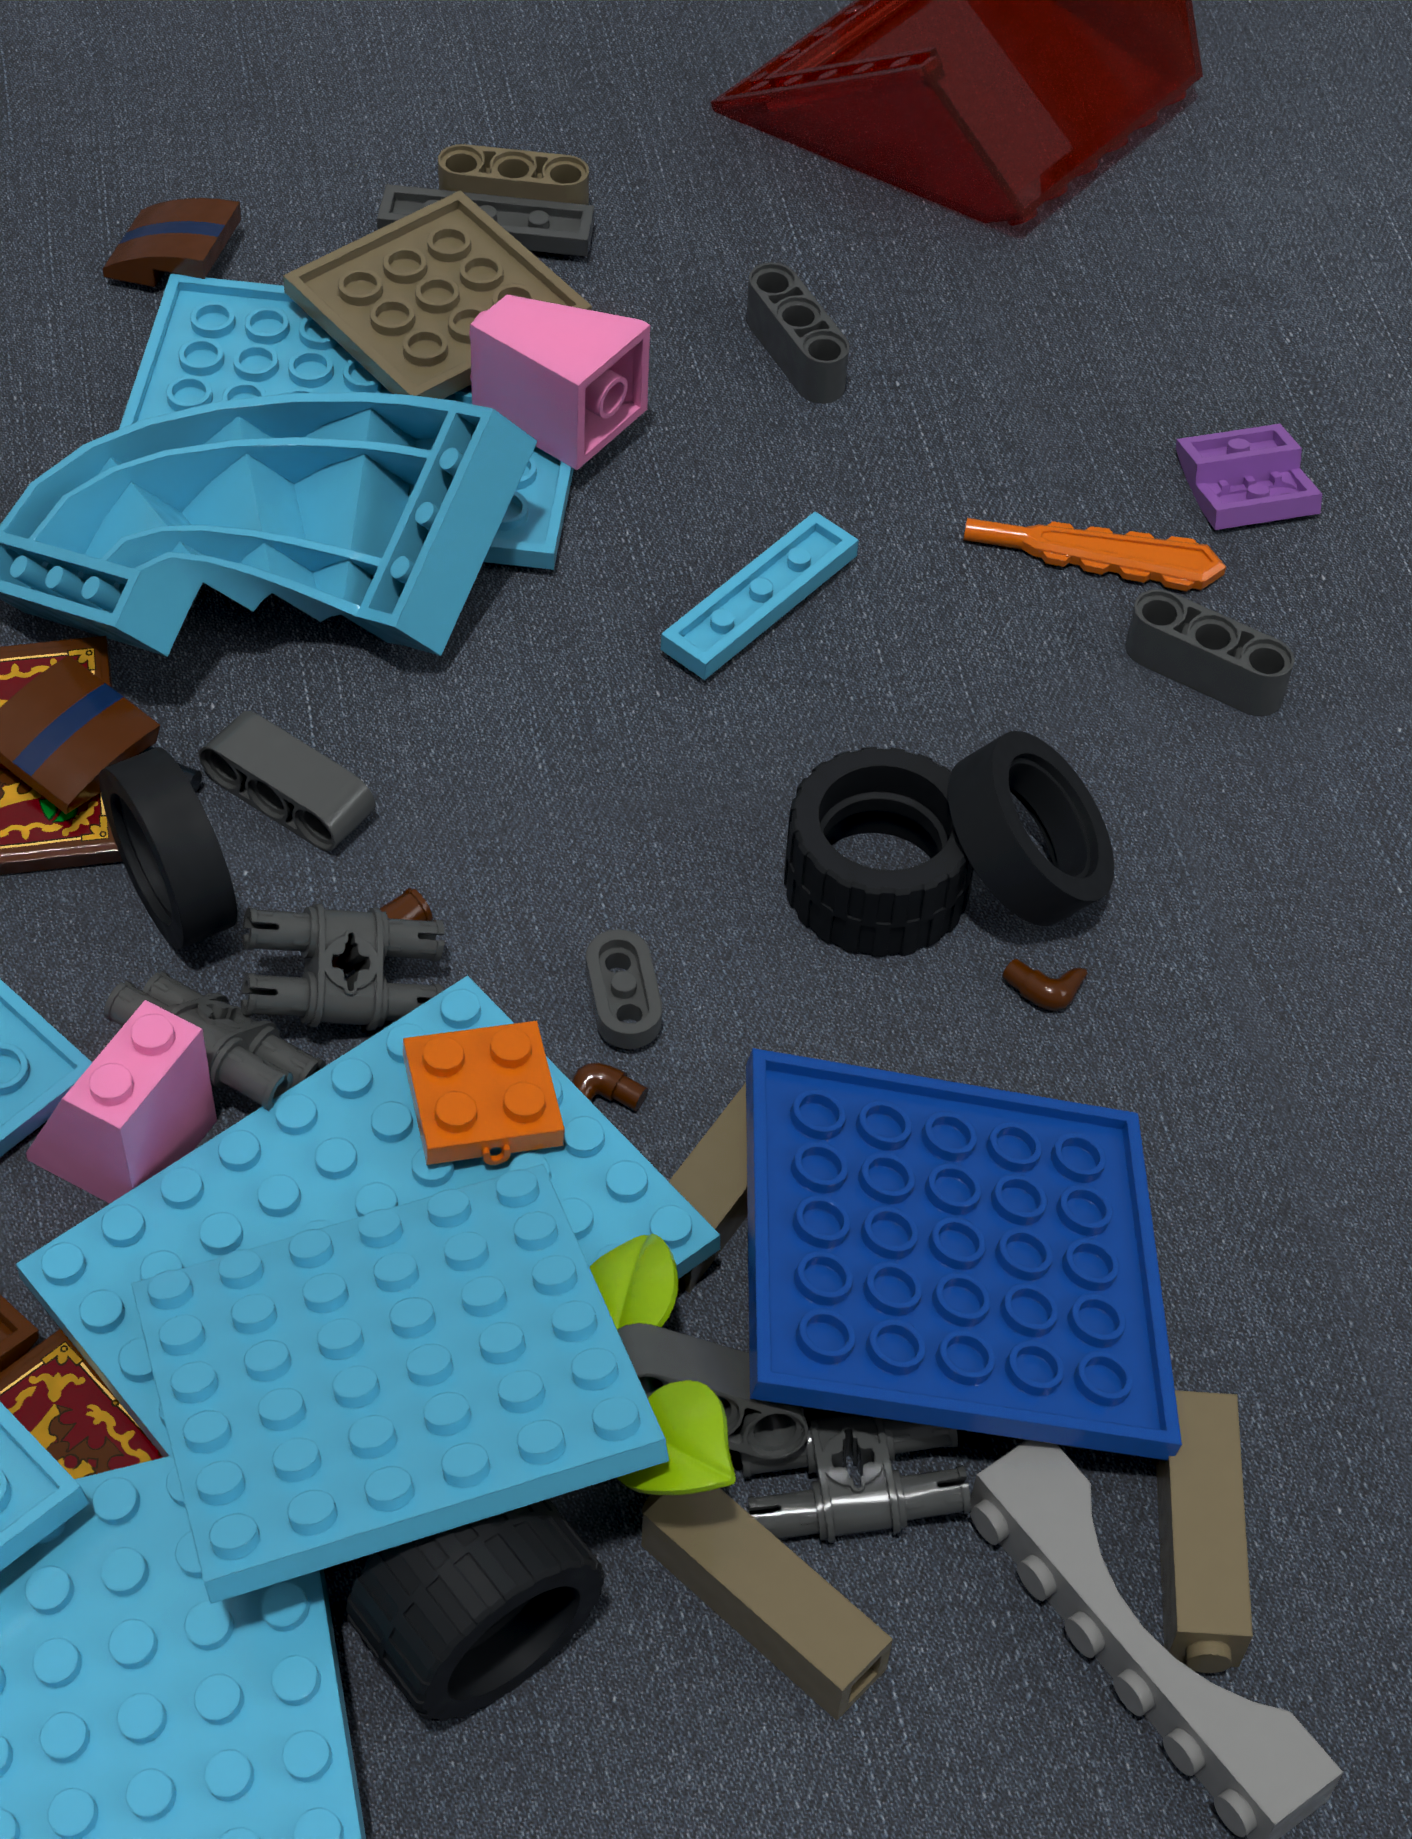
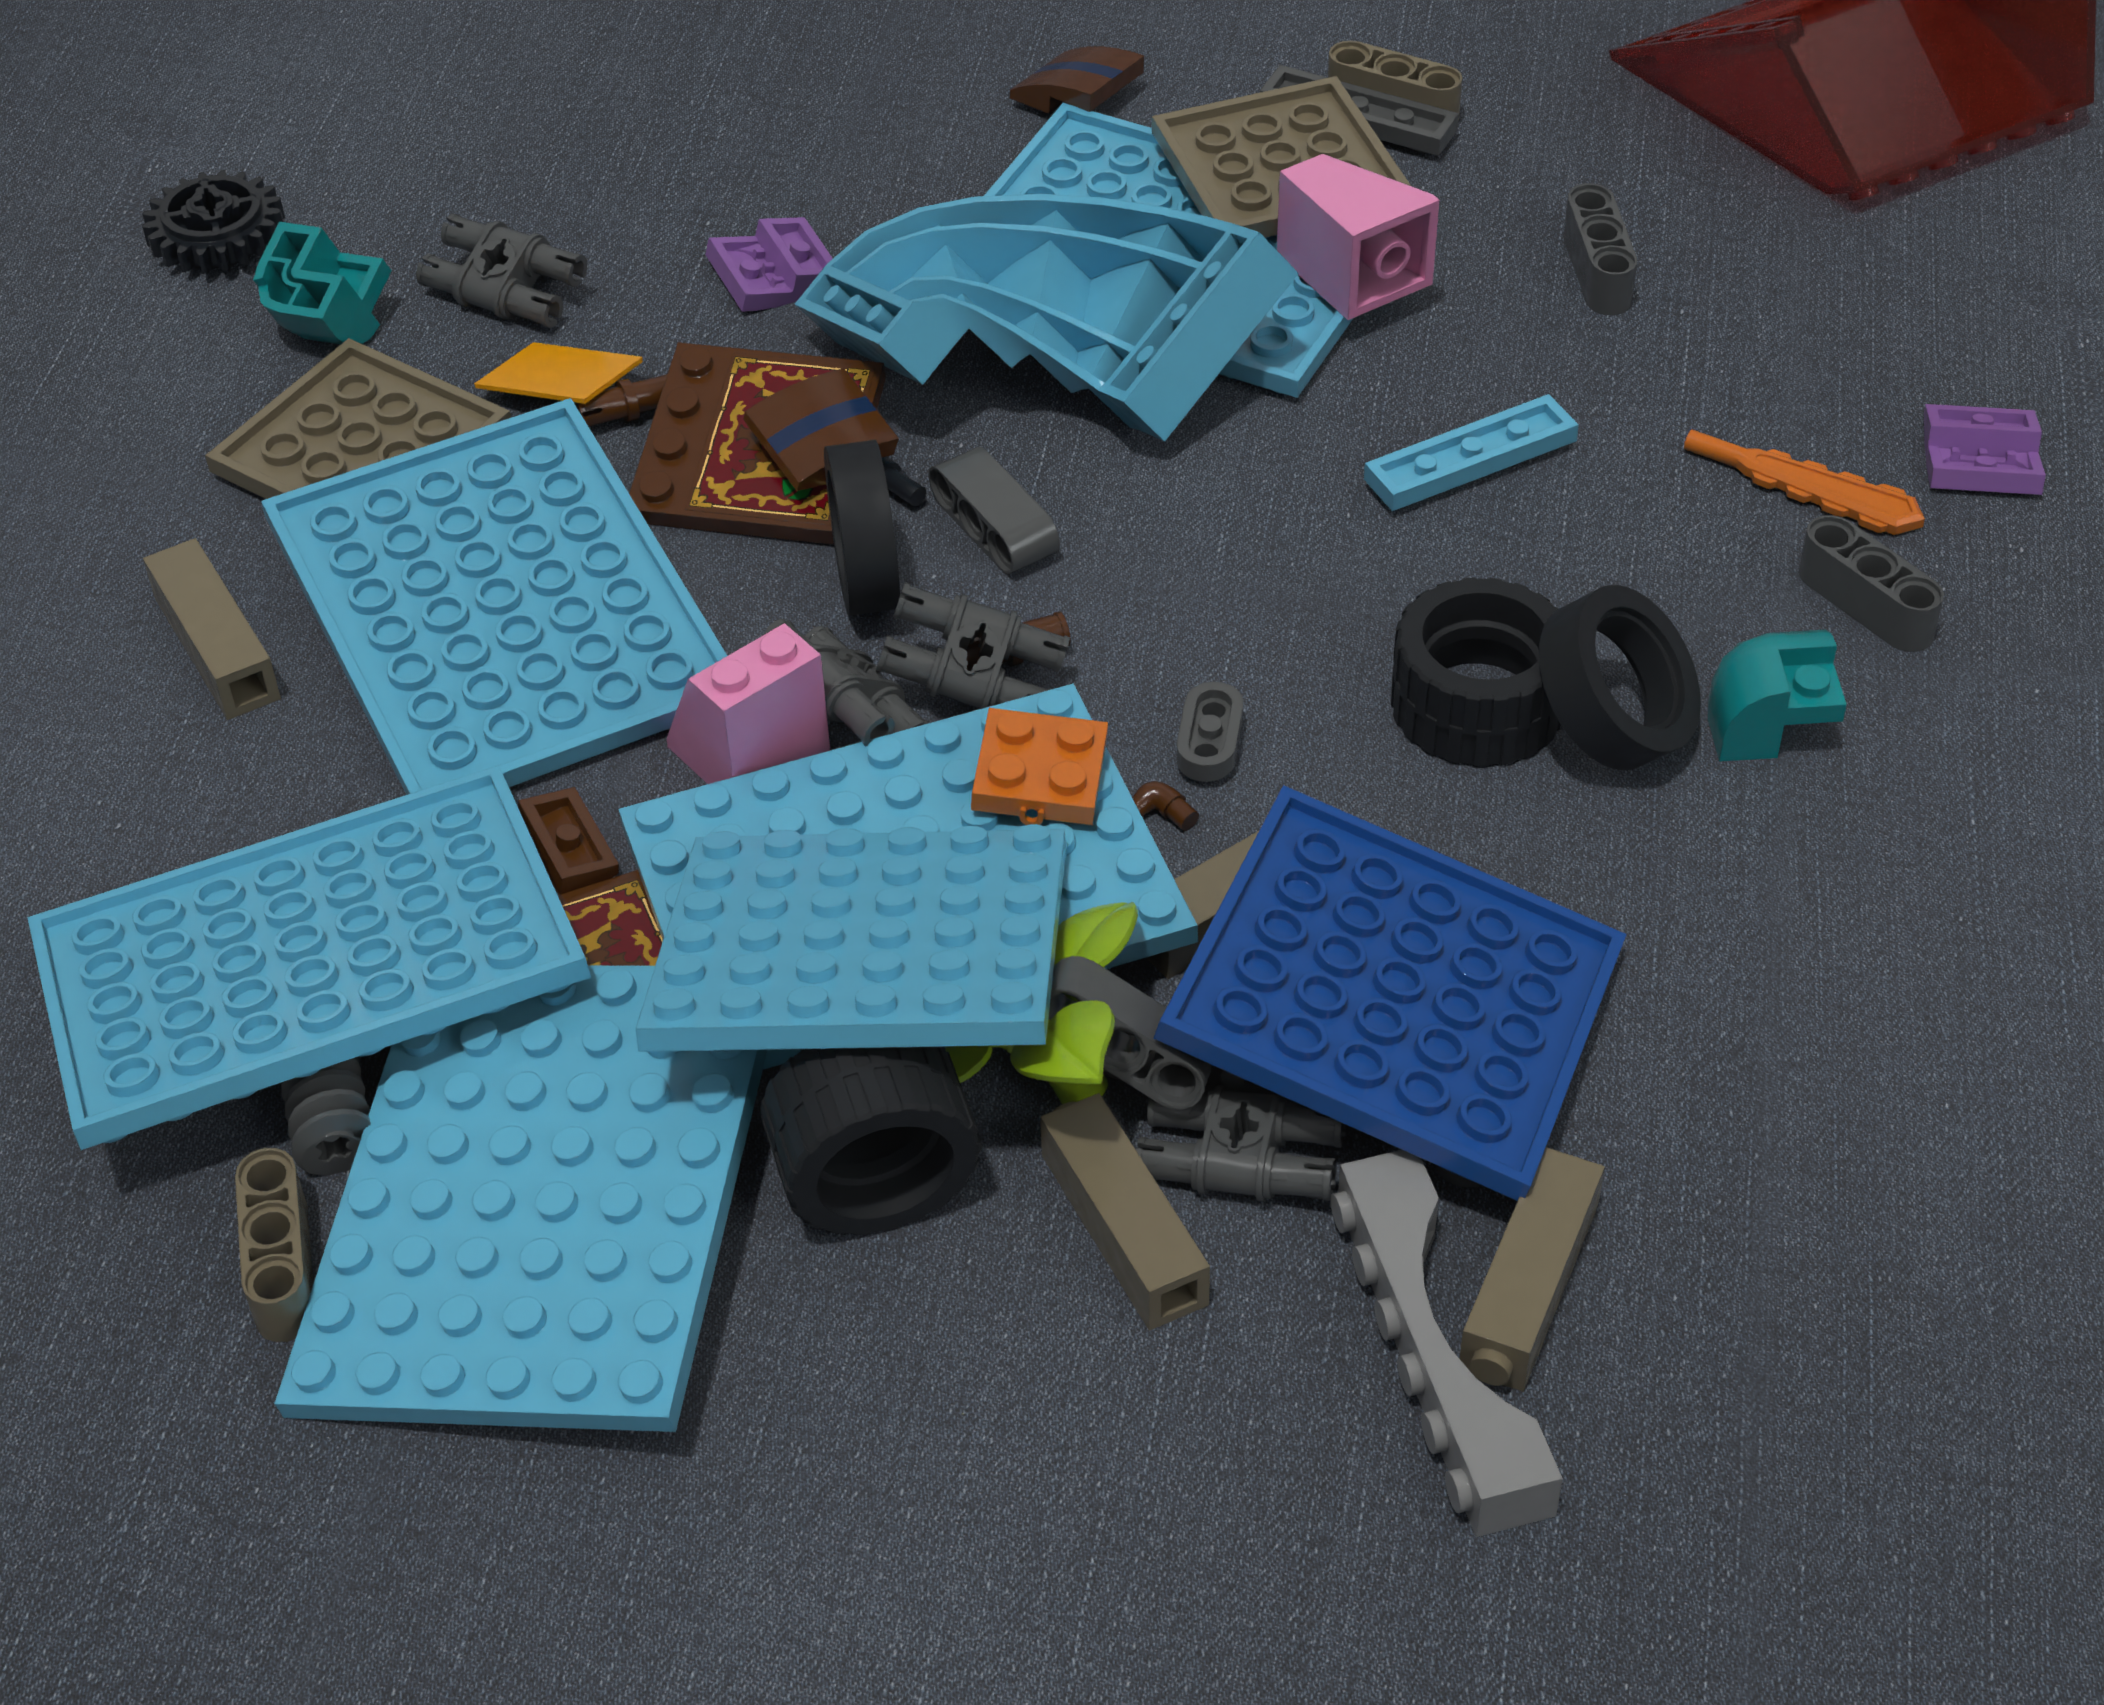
camera: 25 degrees right, 5 degrees down
(1042, 990) = (1588, 821): reddish brown animal -> none
(1169, 797) = (1771, 685): none -> teal brick

